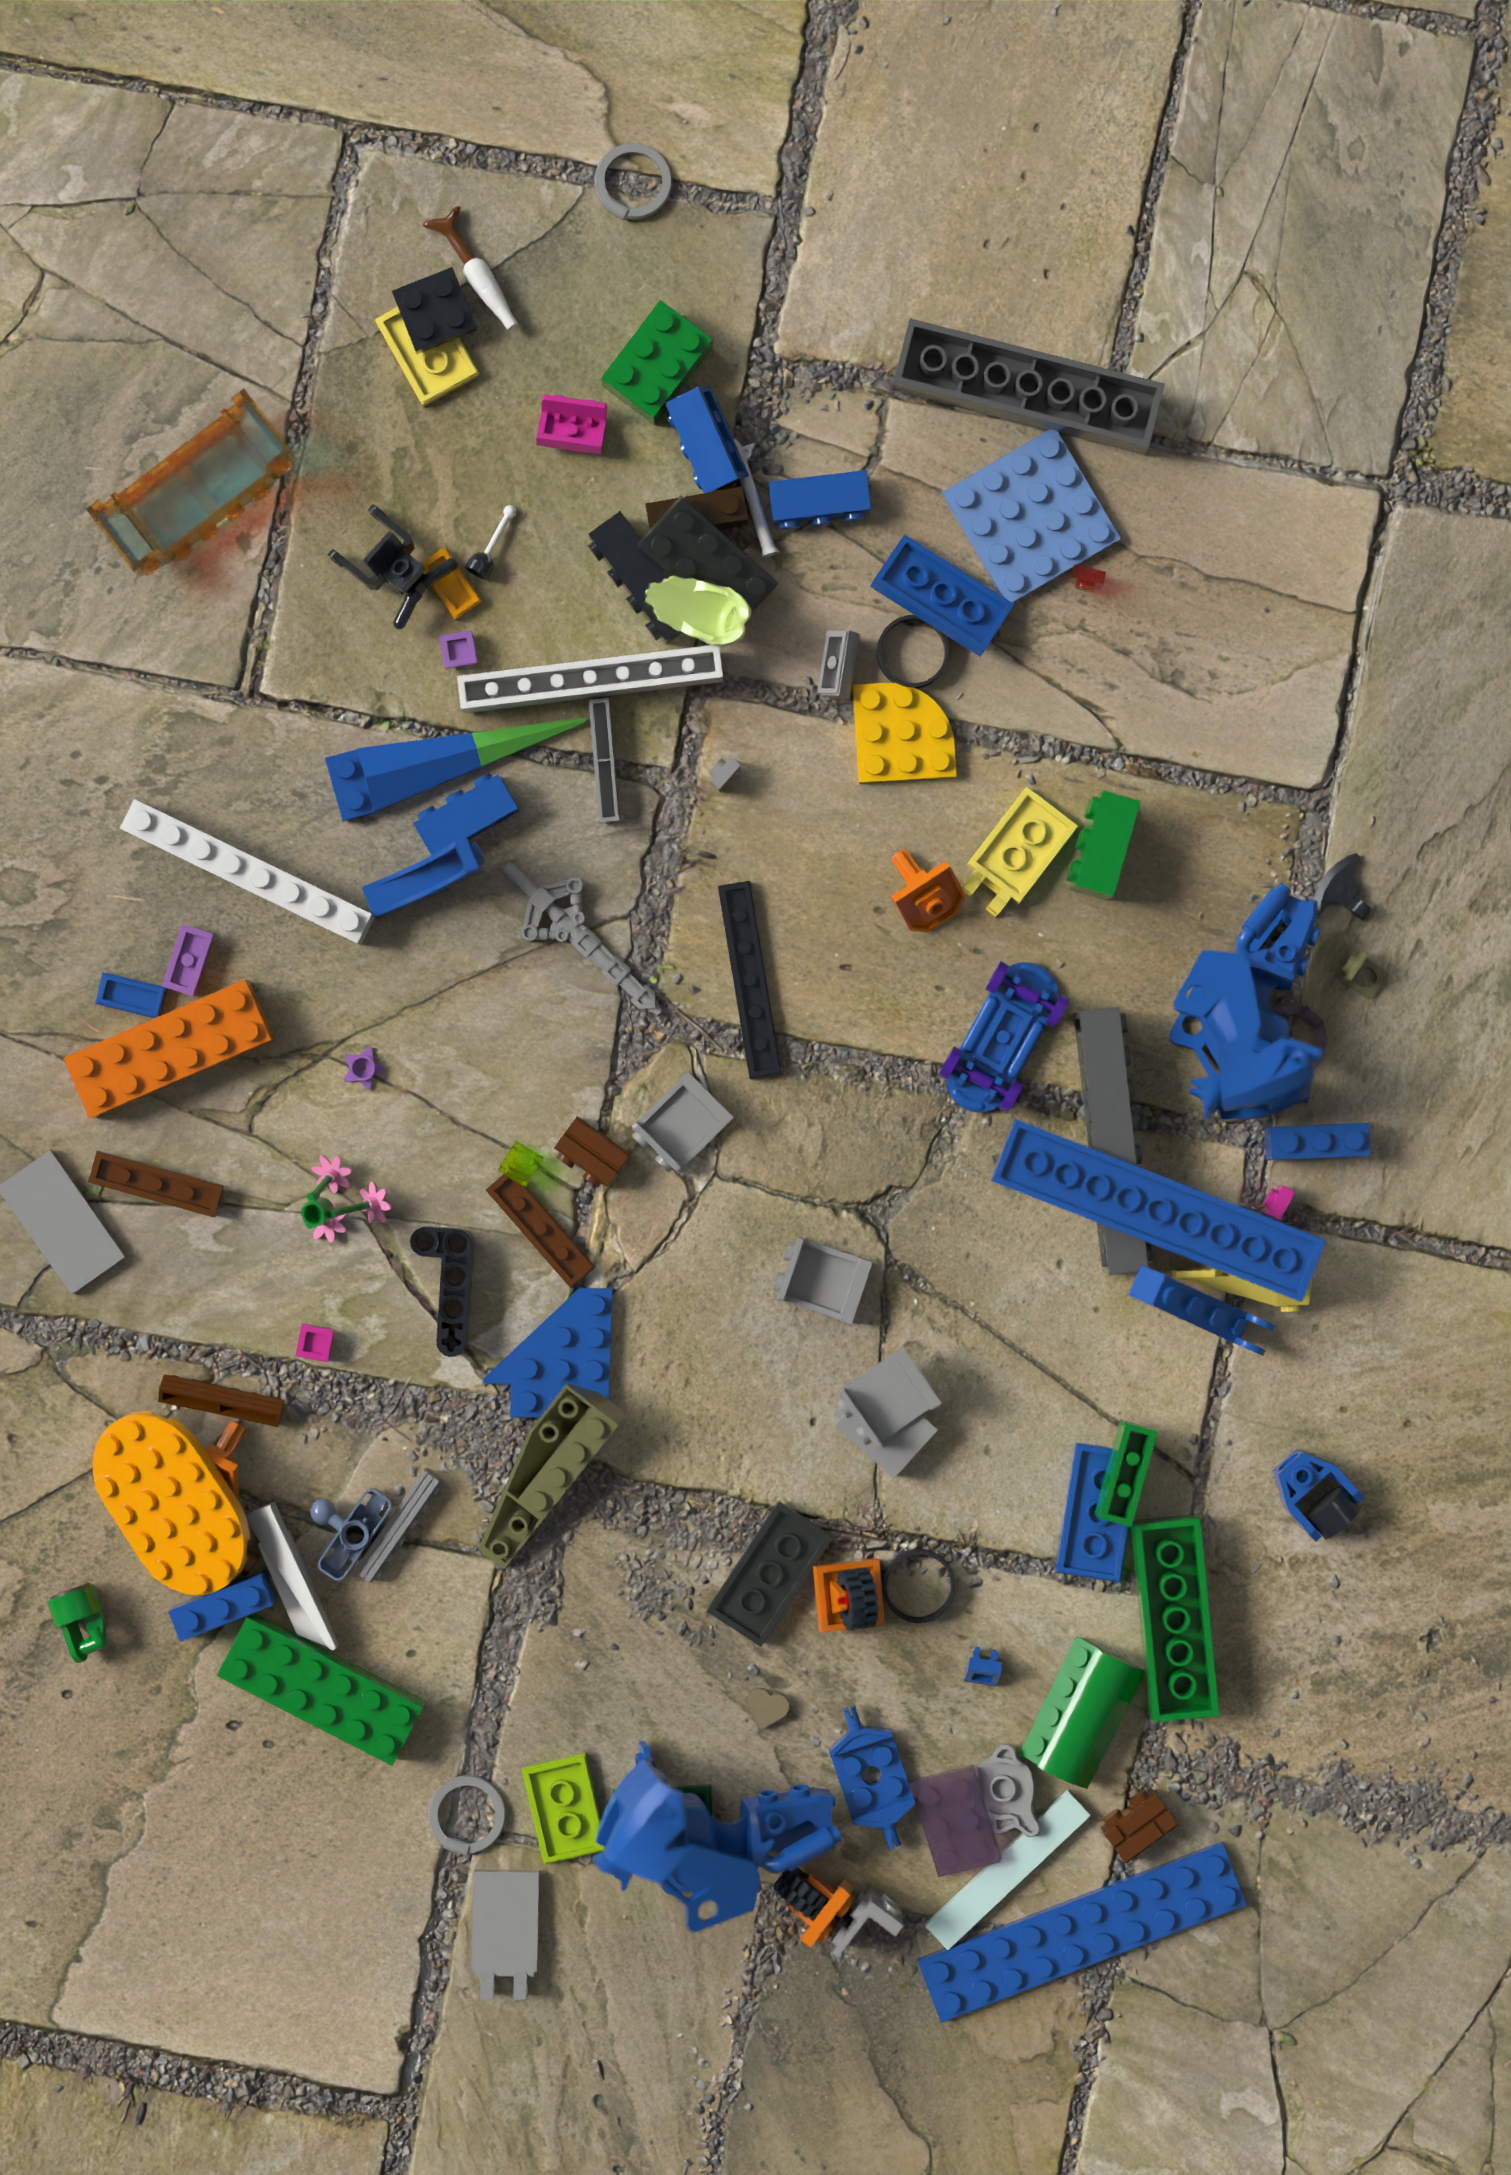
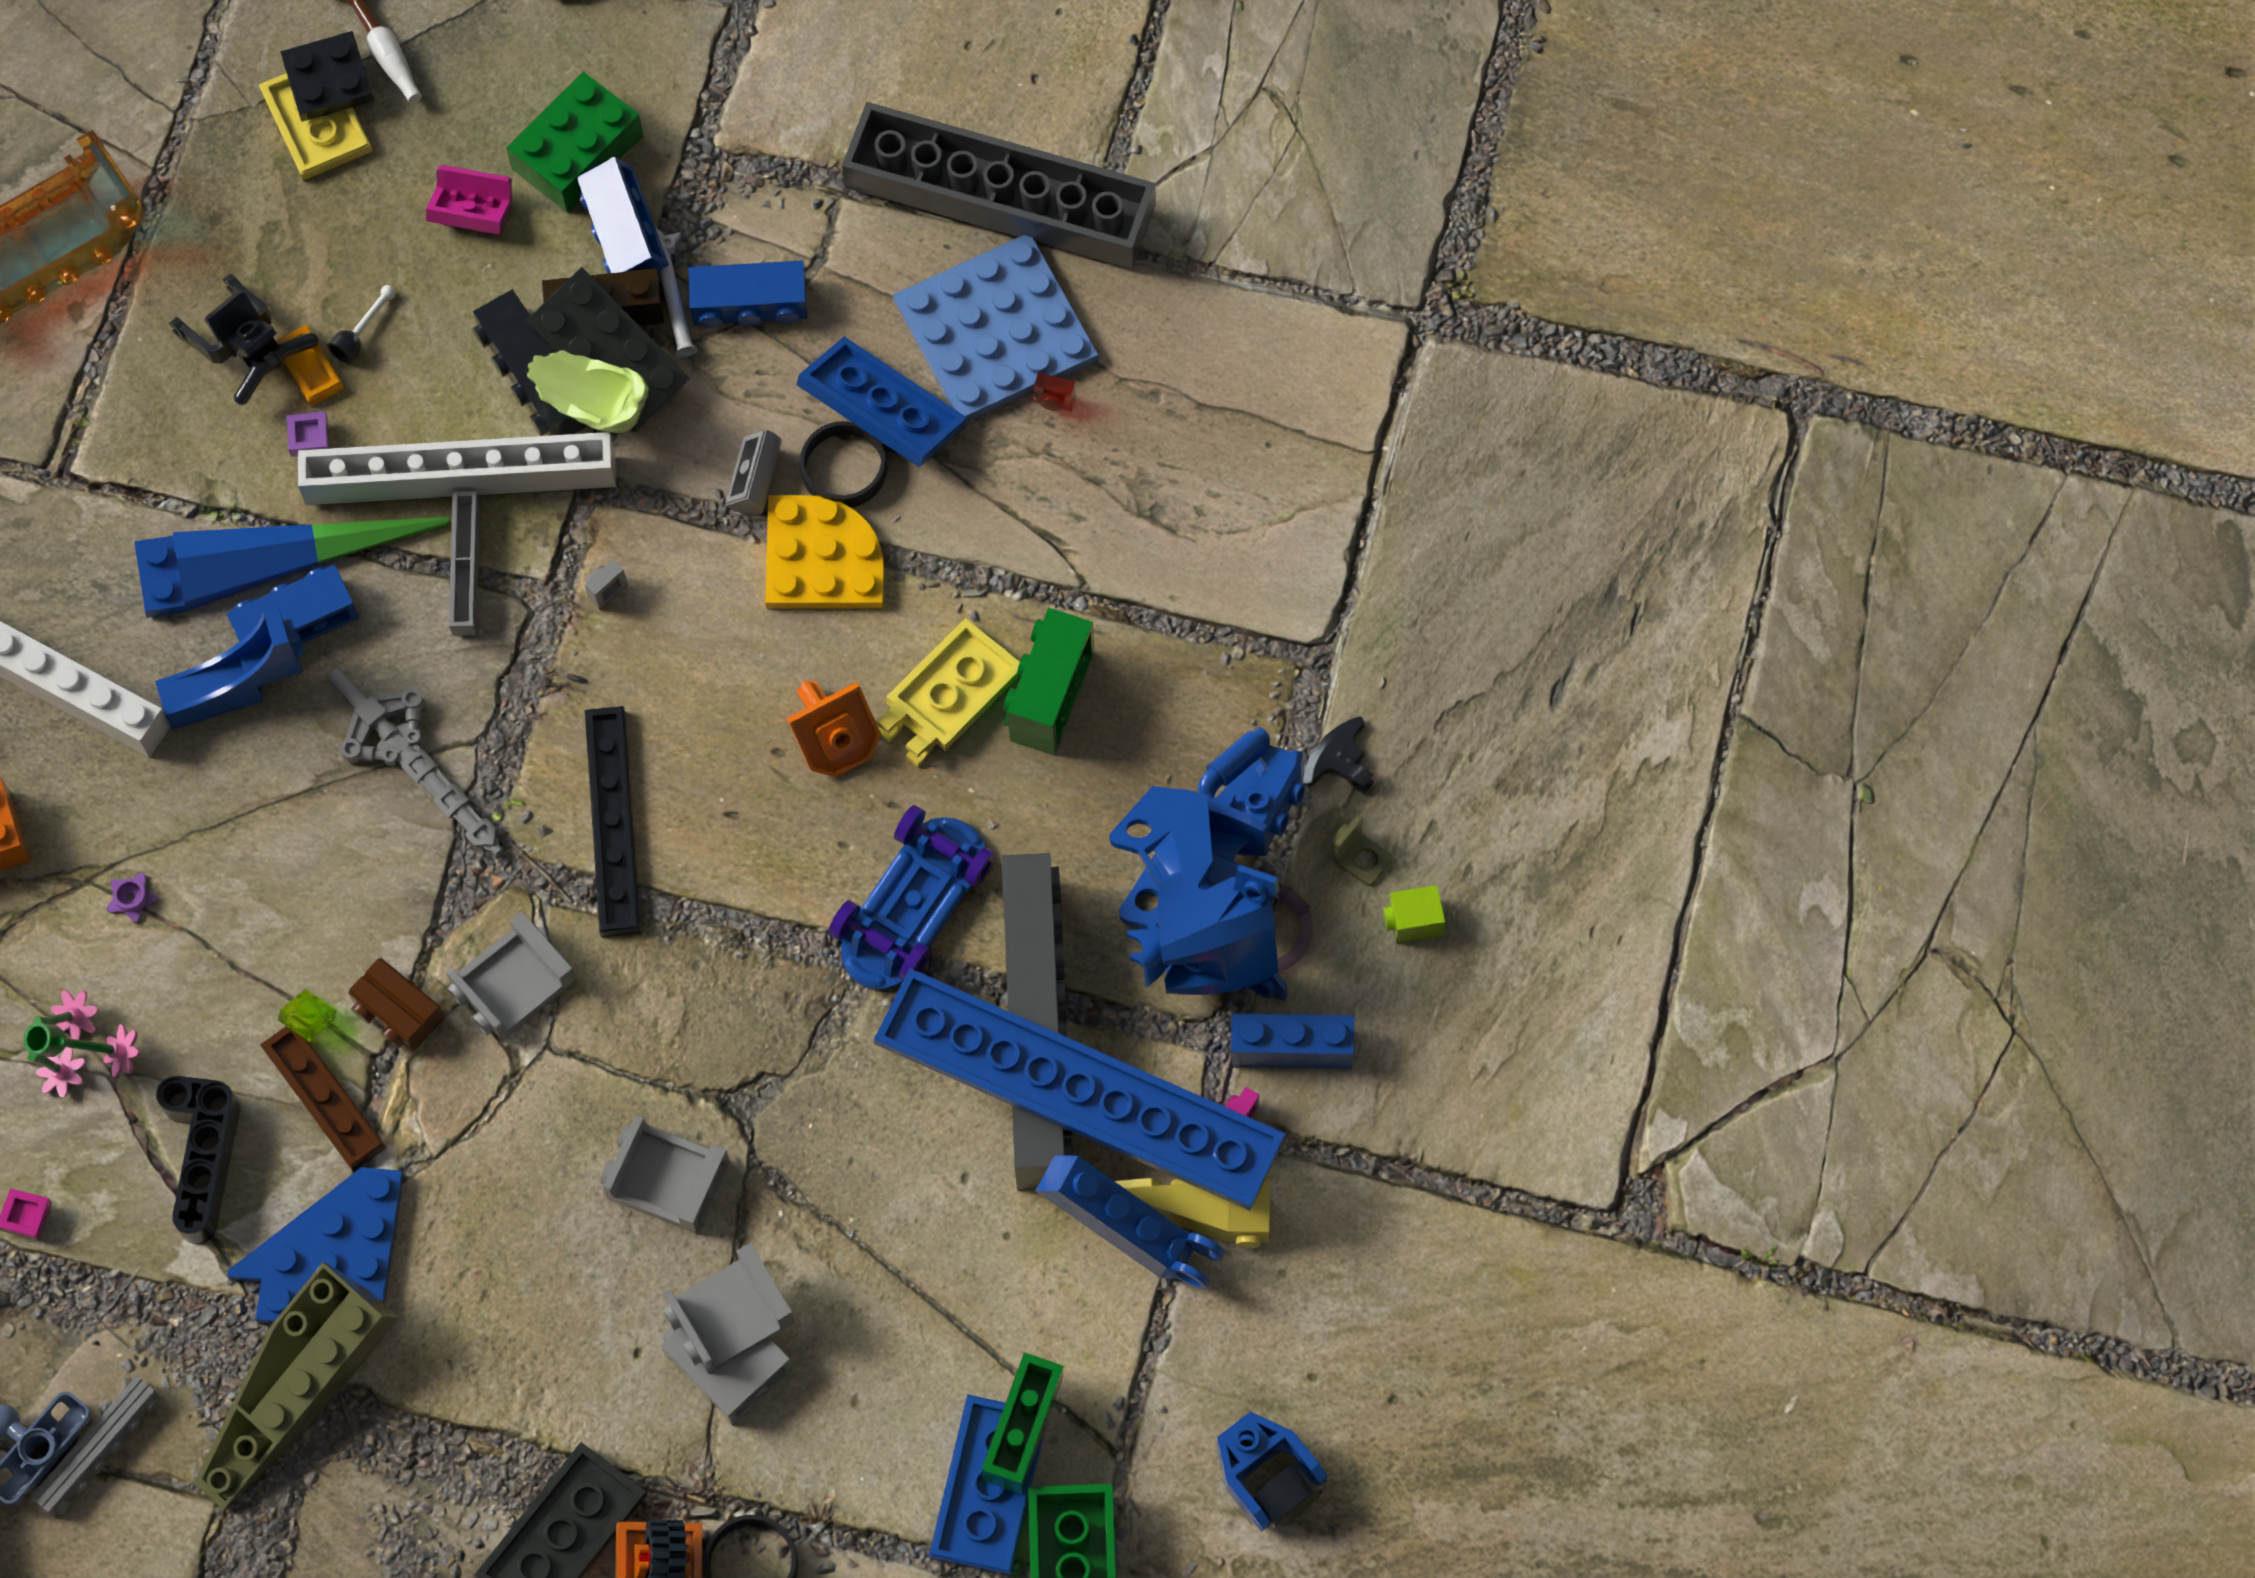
camera: 10 degrees right, 20 degrees down
(1410, 1026) = (1414, 914): none -> lime brick

